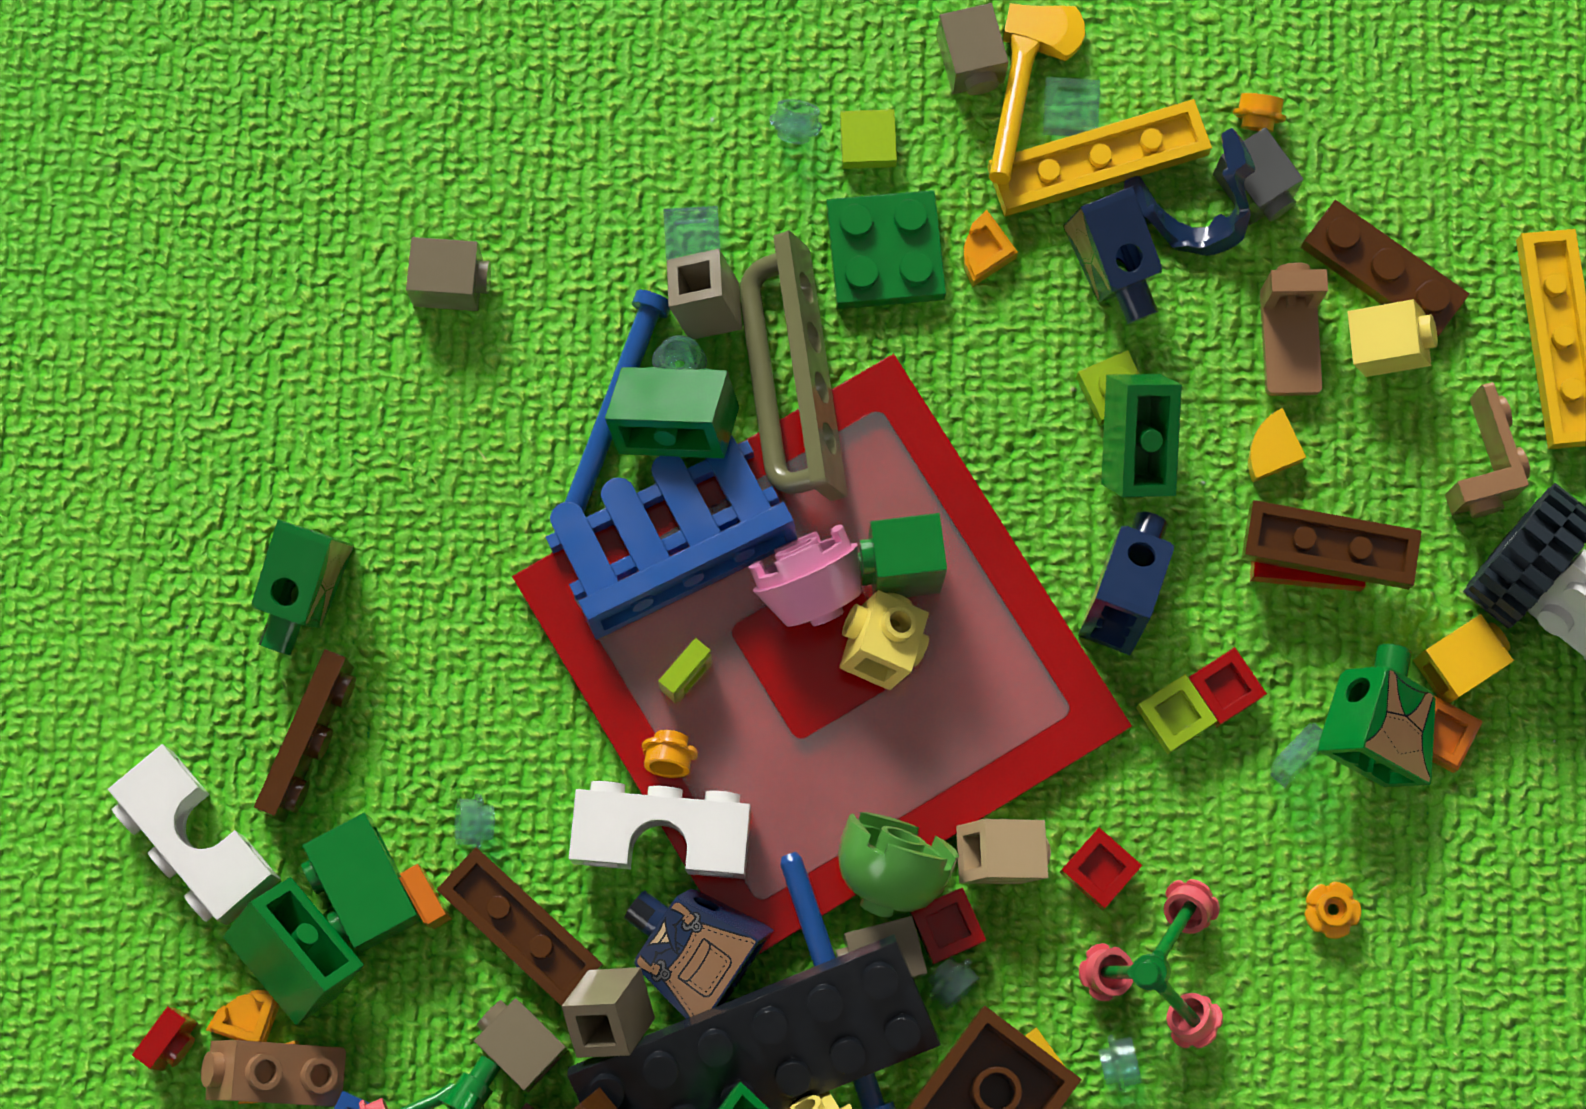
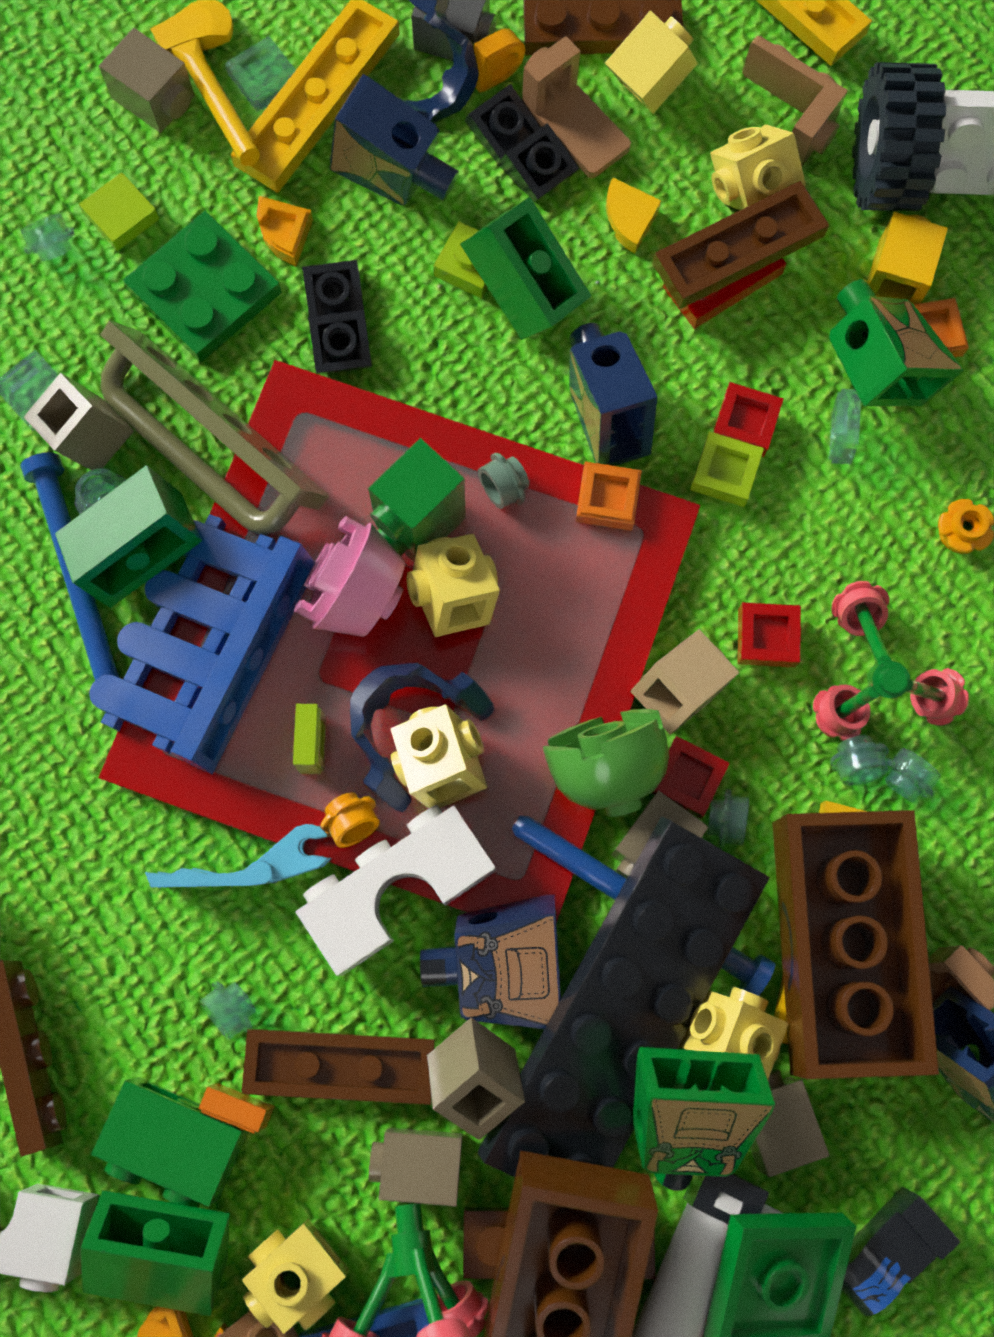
camera: 40 degrees left, 0 degrees up
(395, 1048) = (315, 1264): none -> light yellow brick
(593, 745) = (279, 863): none -> medium azure arm
(762, 674) = (375, 693): none -> dark blue helmet
(769, 759) = (438, 756): none -> light yellow brick
(969, 355) = (337, 317): none -> black slope
(990, 588) = (504, 480): none -> sand green plate
(1063, 662) = (608, 496): none -> orange tile
(1090, 1020) = (860, 760): none -> clear light blue plate
(1232, 323) = (519, 145): none -> black slope
(1269, 238) = (497, 58): none -> light orange tile
(1402, 490) = (755, 165): none -> light yellow brick

